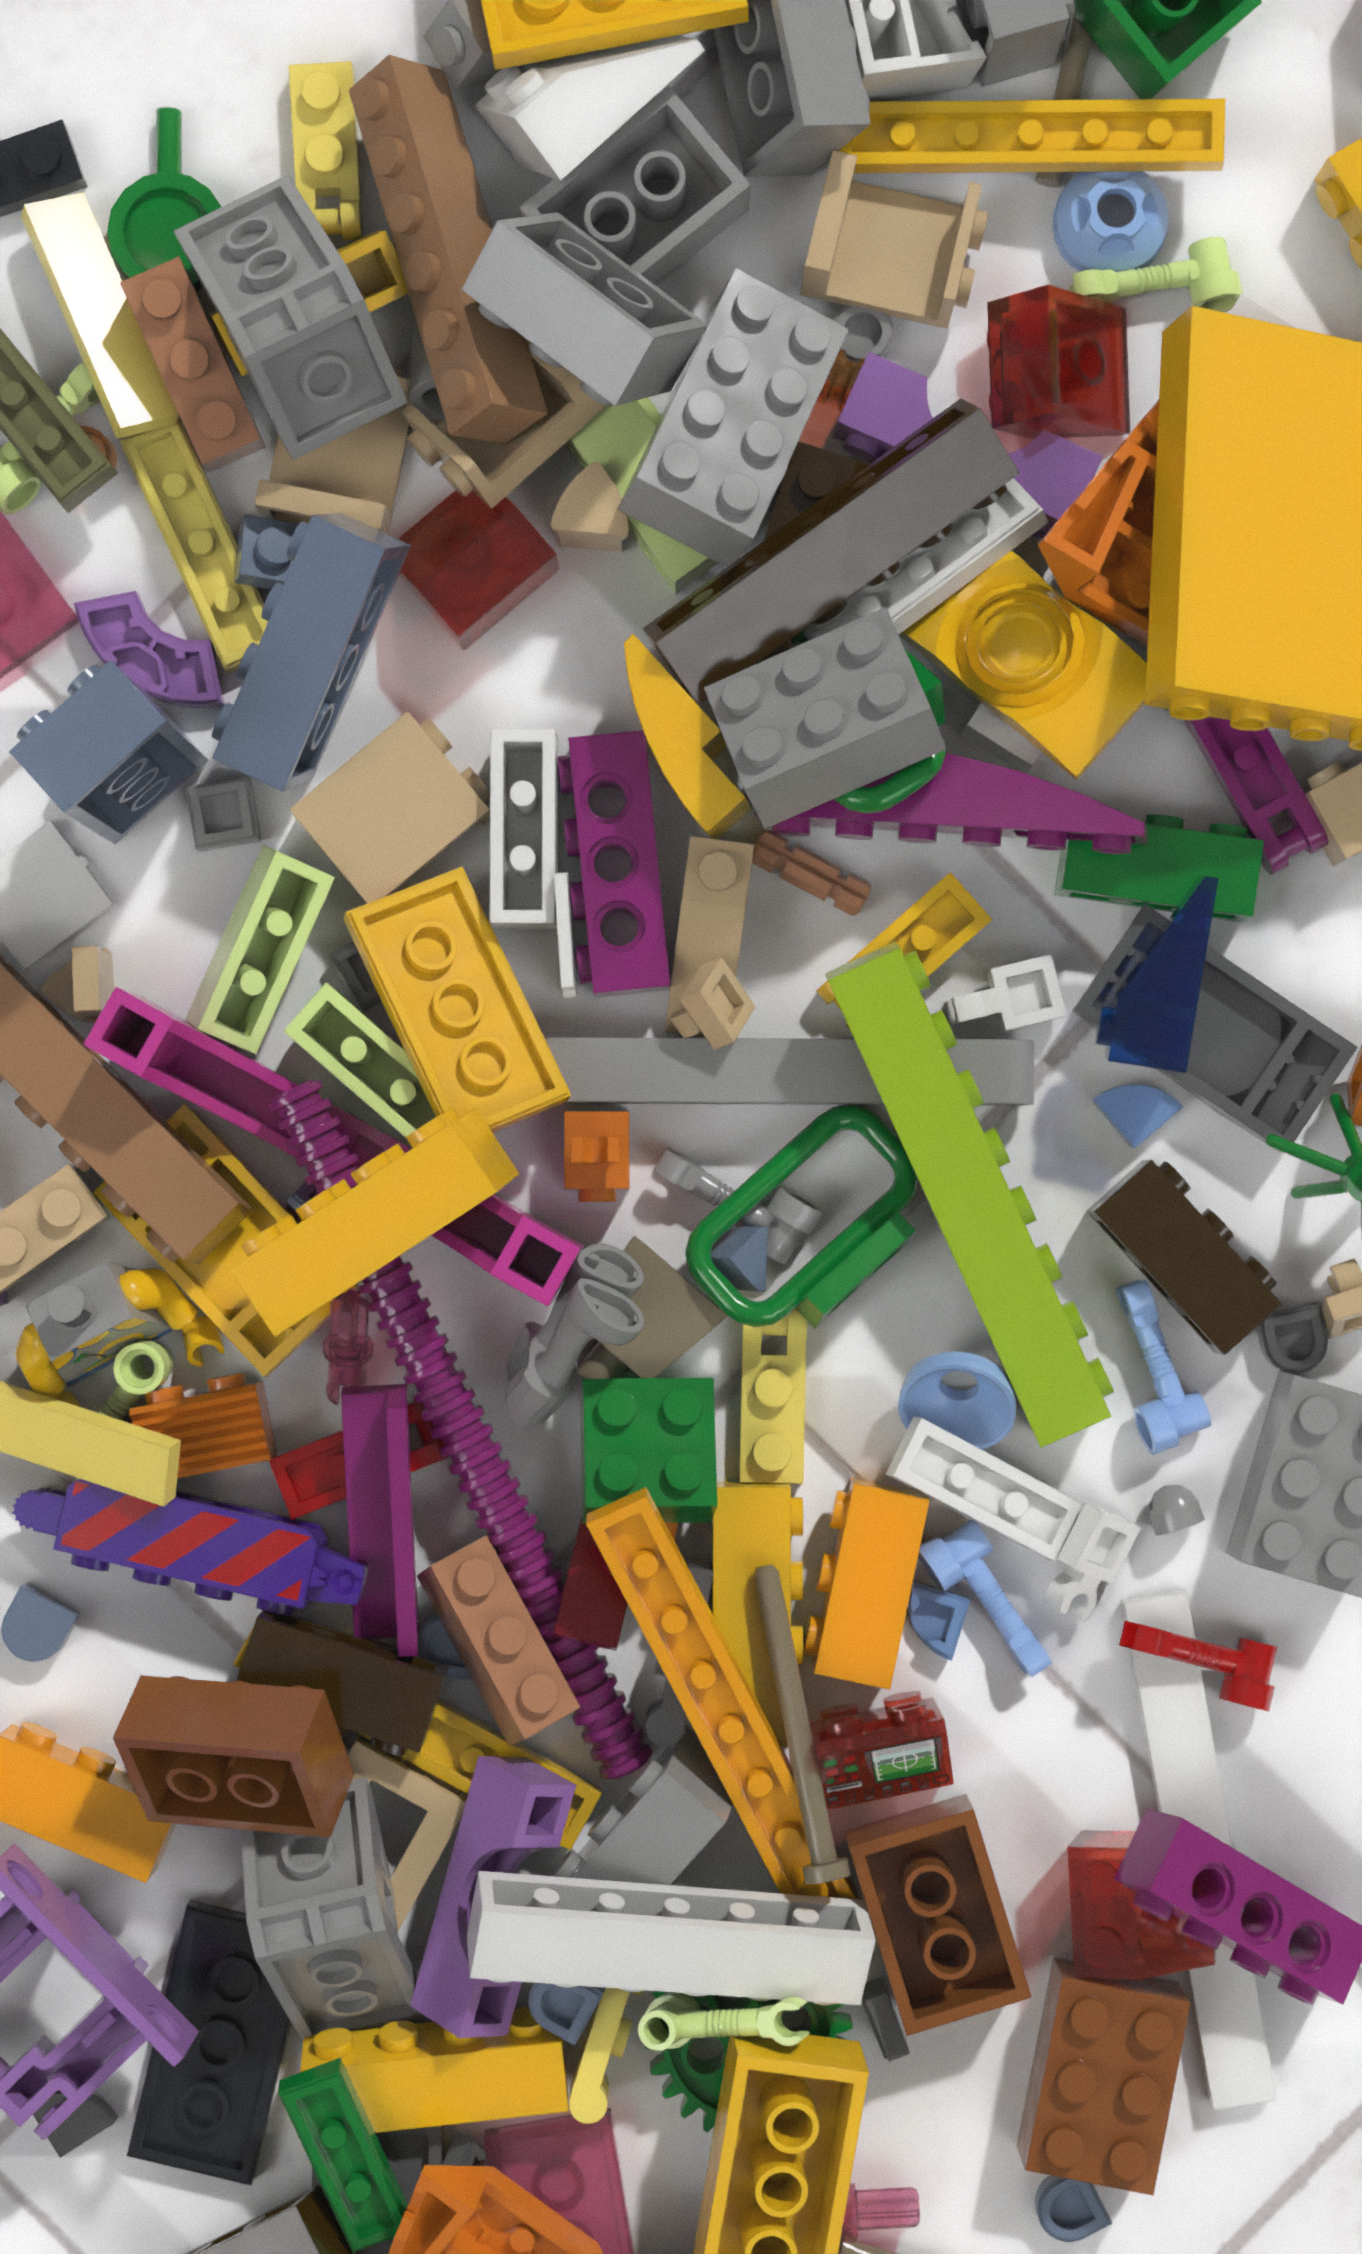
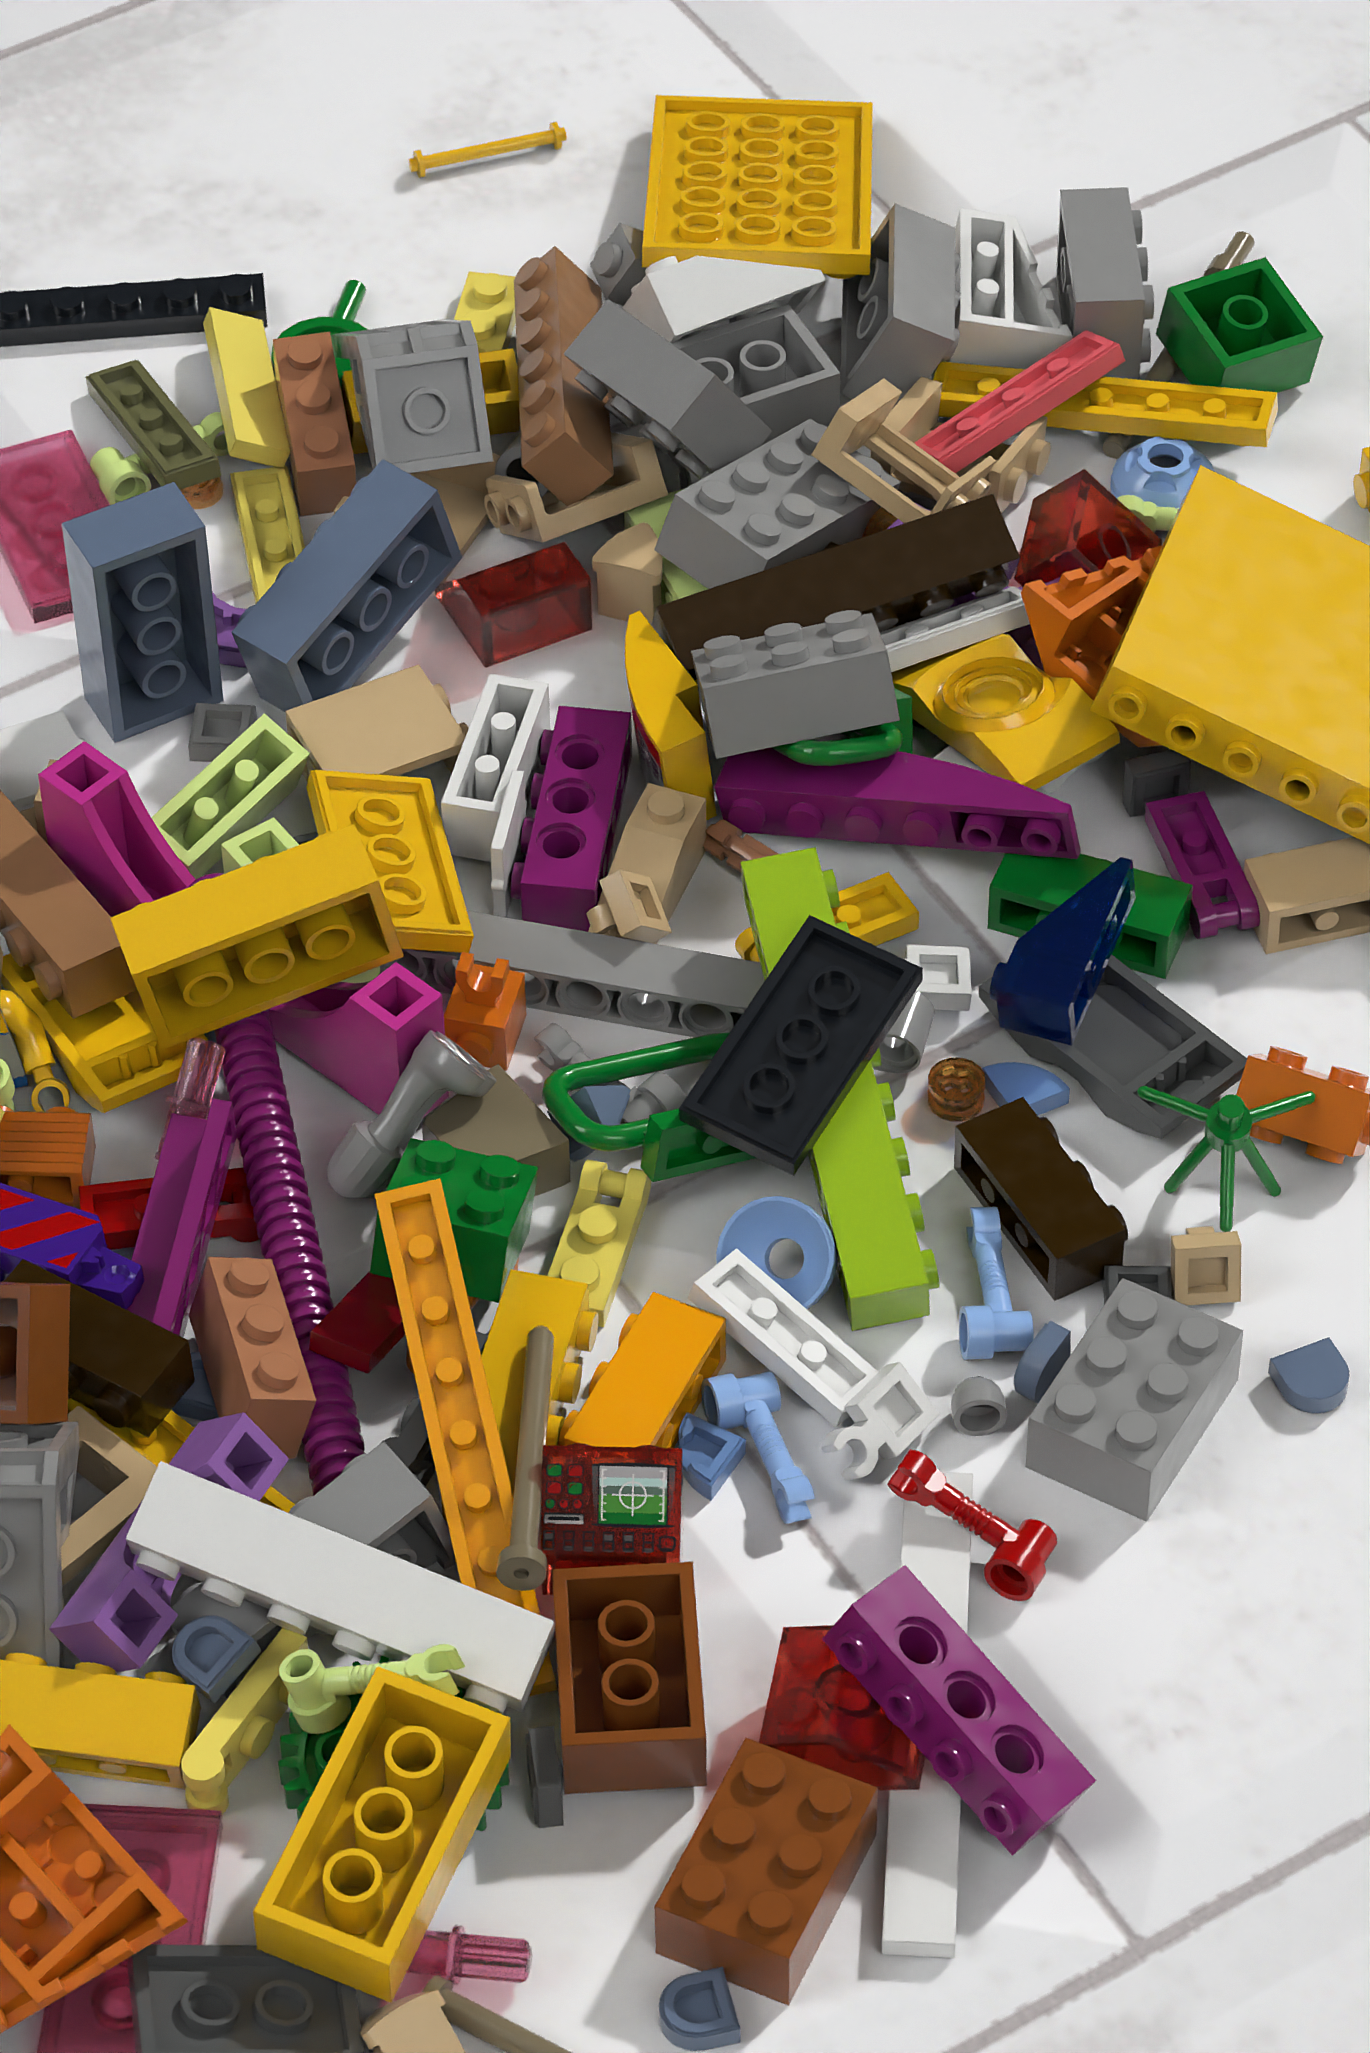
camera: 15 degrees right, 40 degrees down
(914, 332) = (863, 423): none -> tan panel
(939, 1190) = (801, 1045): none -> black tile
(947, 175) = (1022, 400): none -> coral tile
(1070, 1106) = (954, 1104): none -> clear orange bush
(1226, 1456) = (1042, 1361): none -> sand blue tile

